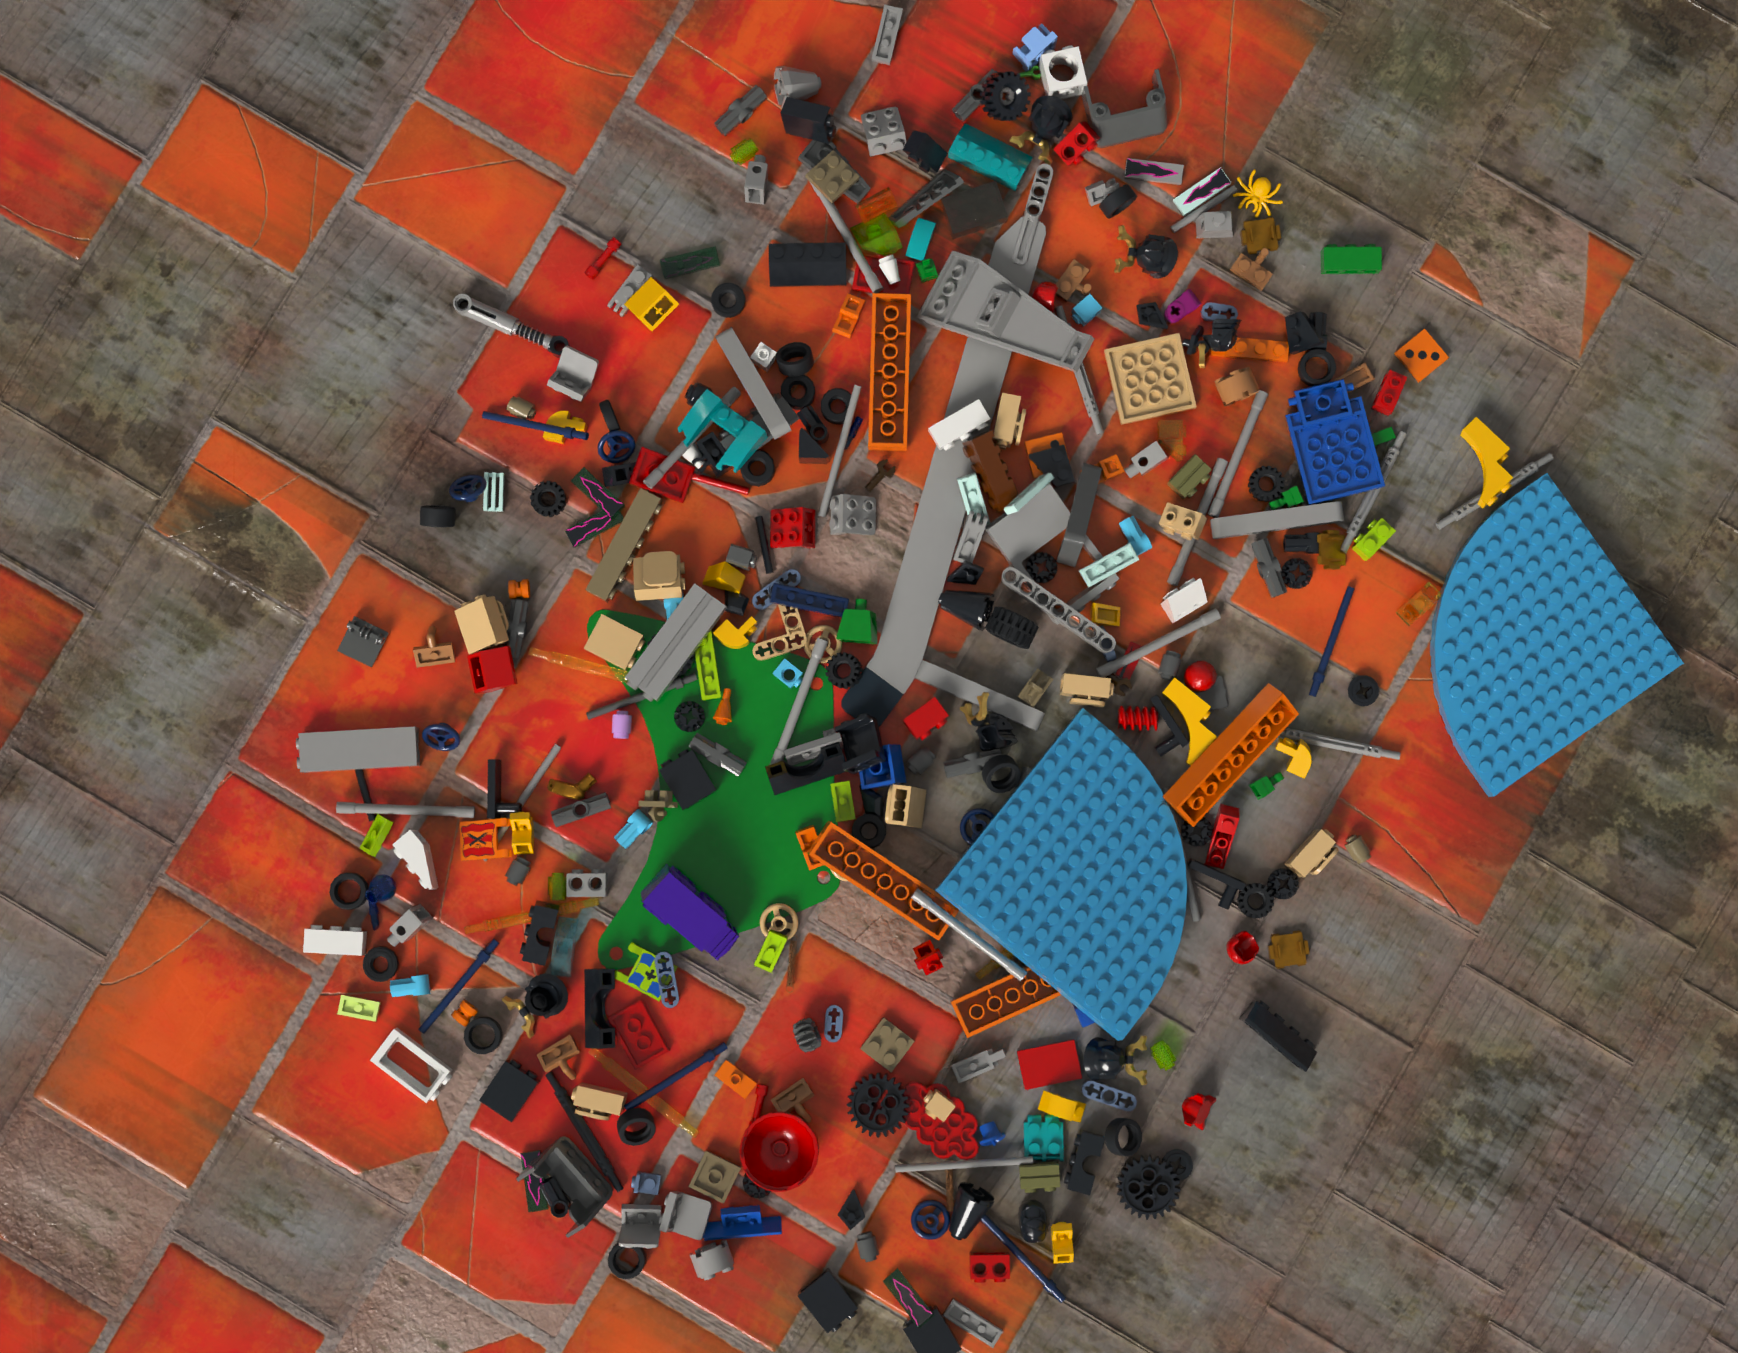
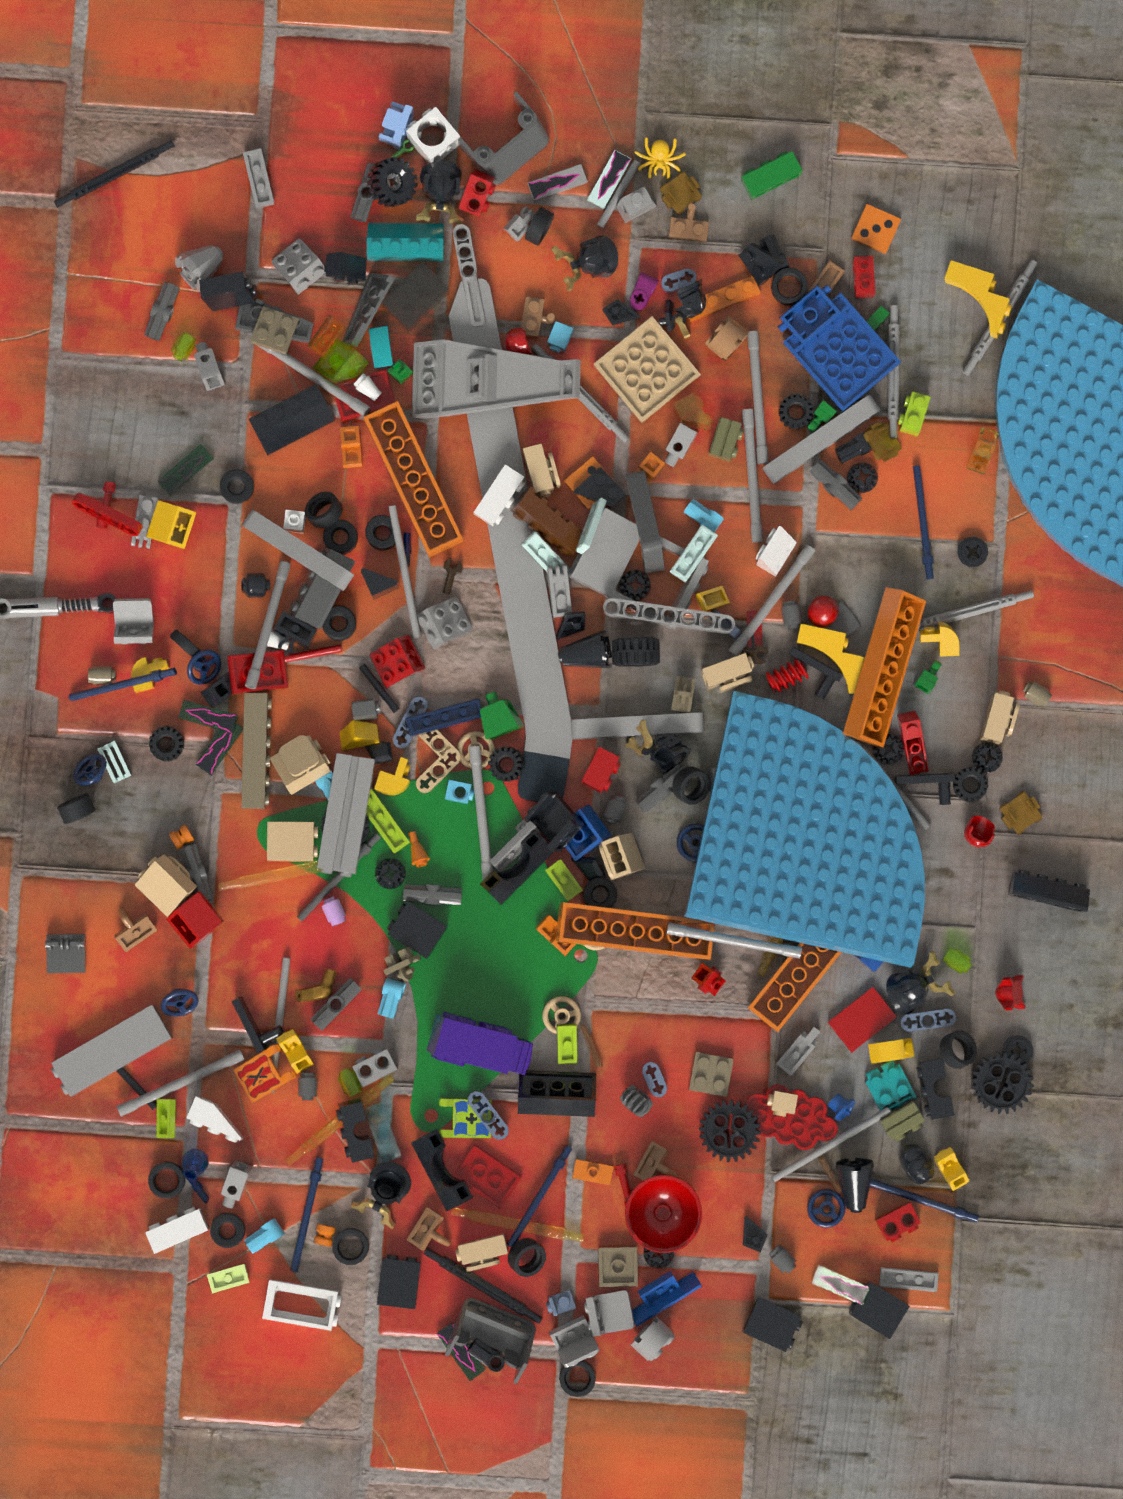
camera: 30 degrees left, 0 degrees up
(598, 266) = (107, 514): none -> red beam
(739, 991) = (557, 1093): none -> black slope
(748, 434) = (317, 597): teal wedge -> none
(813, 423) = (368, 558): black piece -> none
(1182, 521) = (738, 482): tan brick -> none

